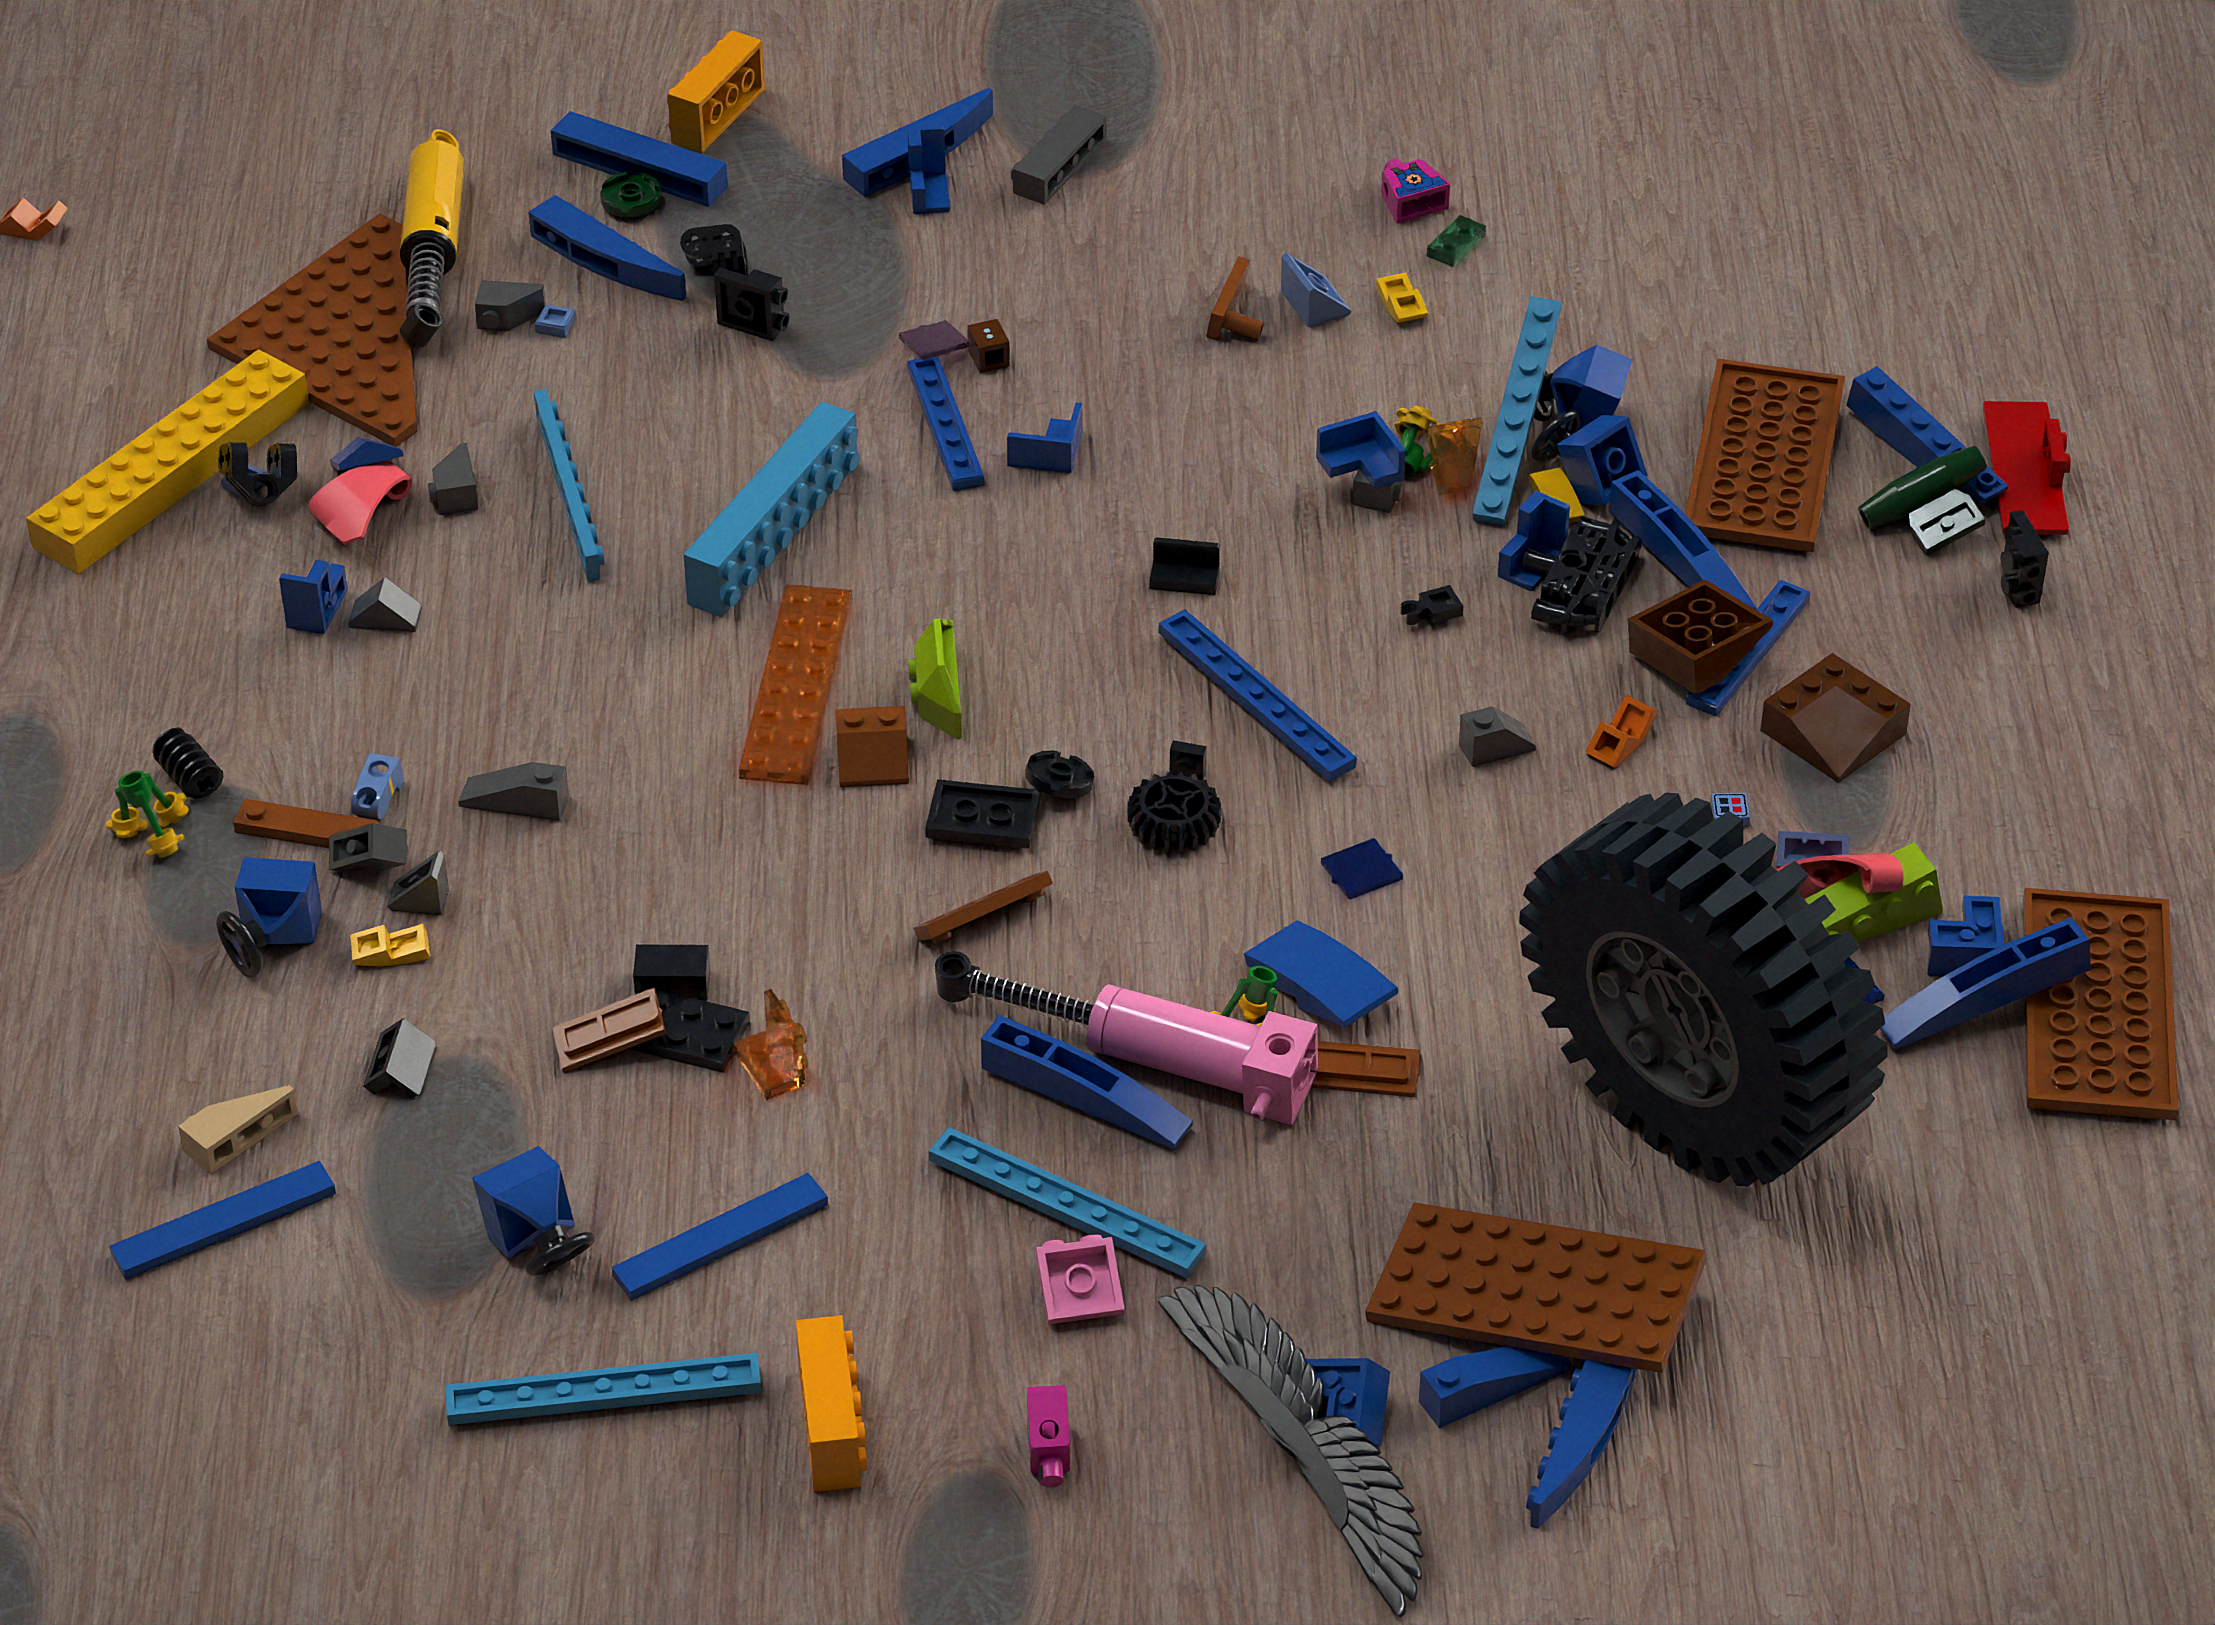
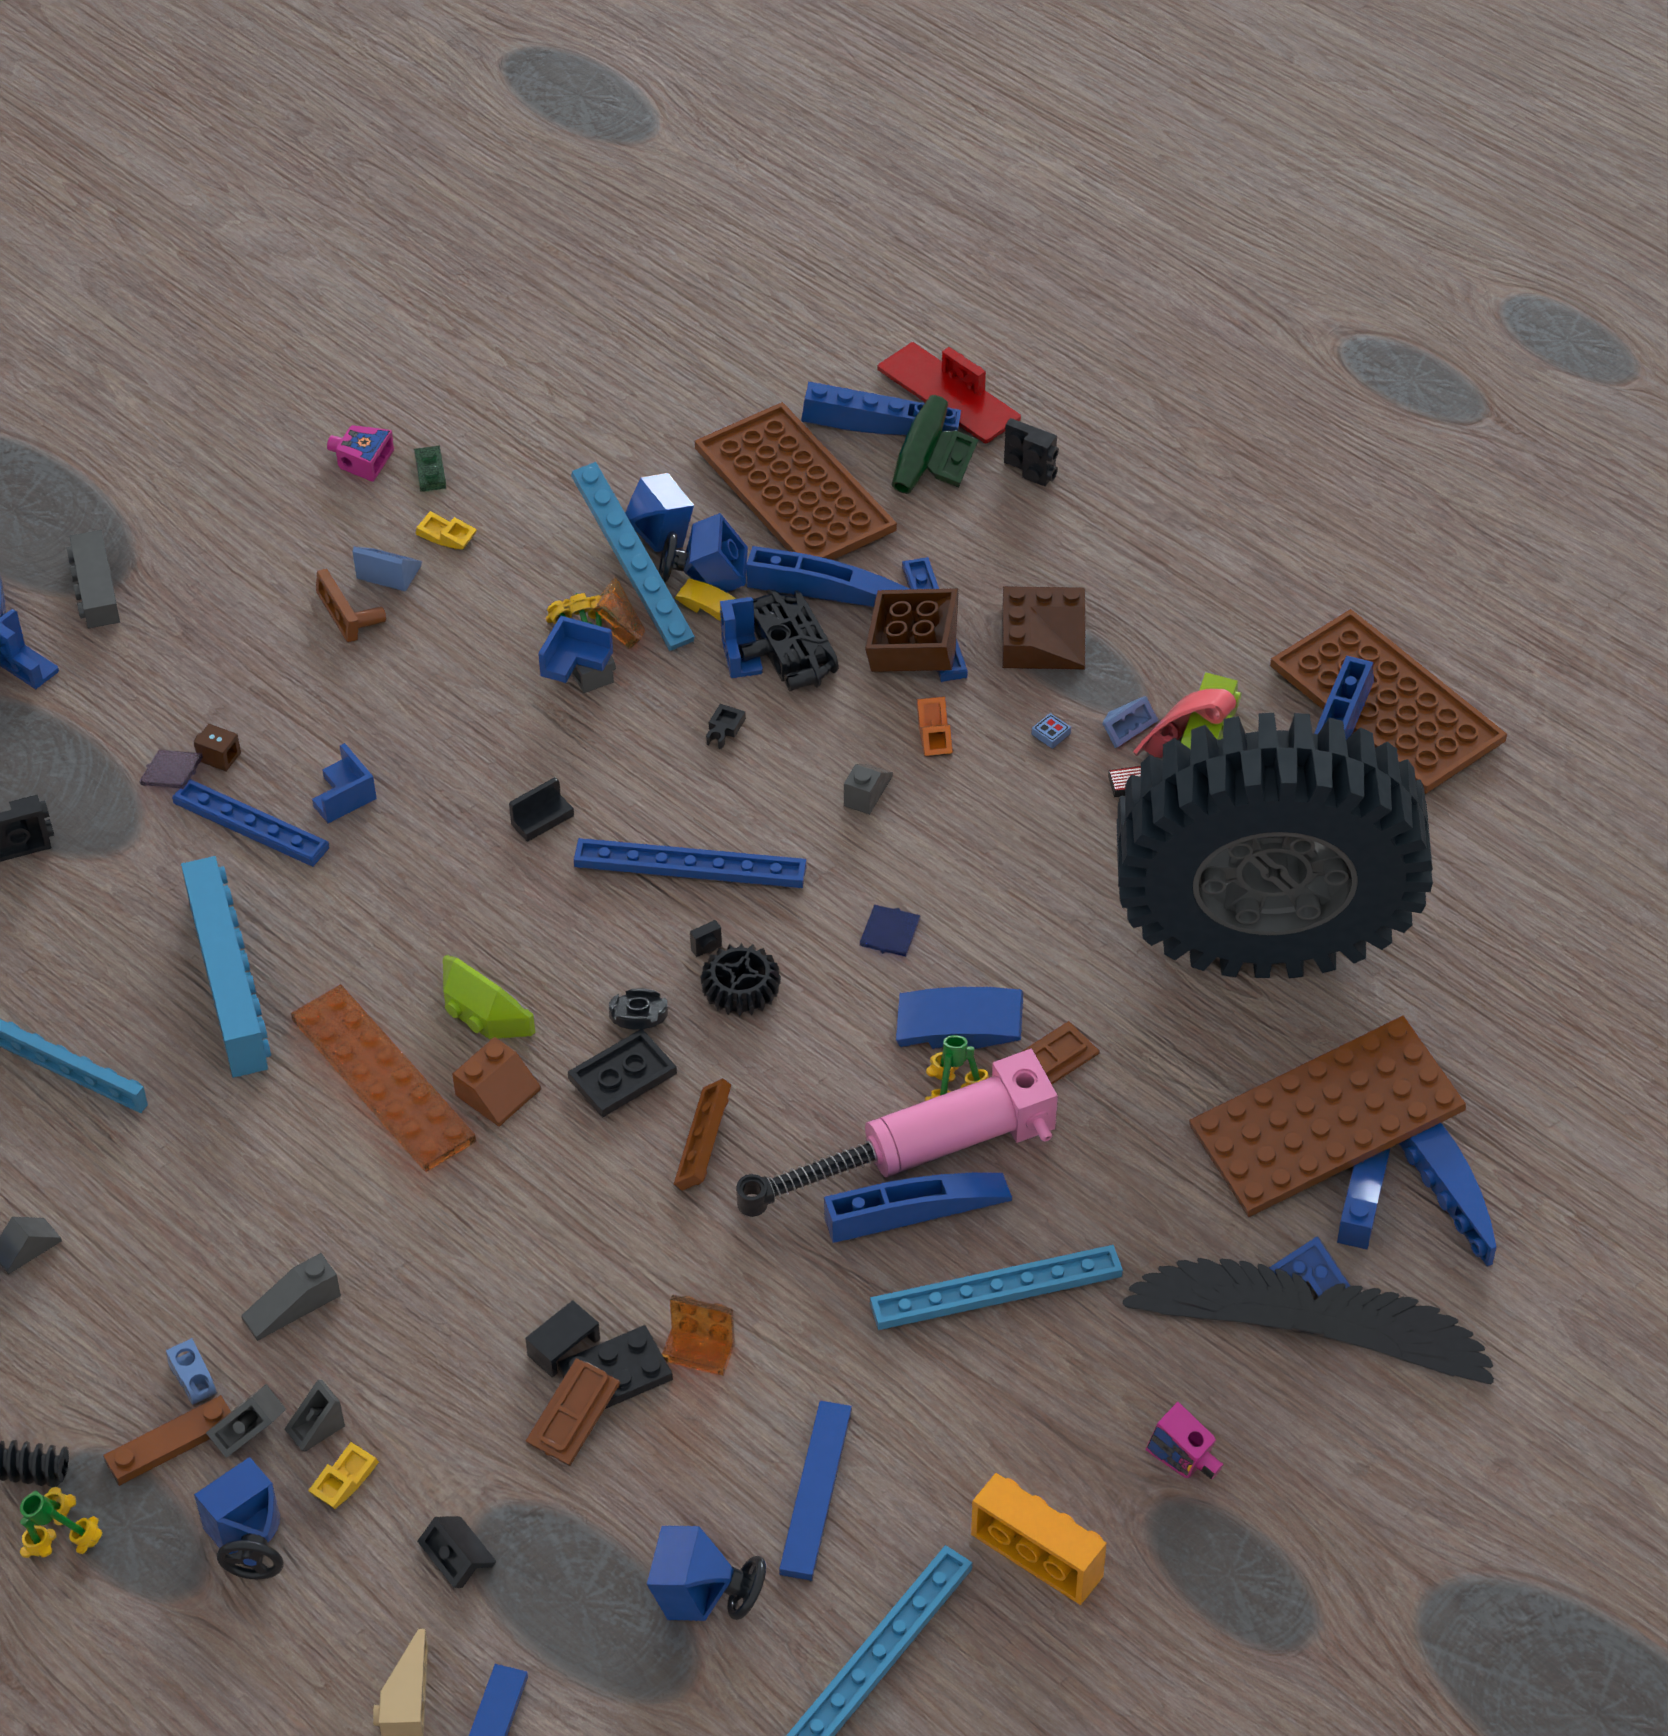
camera: 45 degrees left, 5 degrees up
(1079, 1279) = (1070, 1330): bright pink plate -> none
(1960, 942) = (1285, 701): blue panel -> none

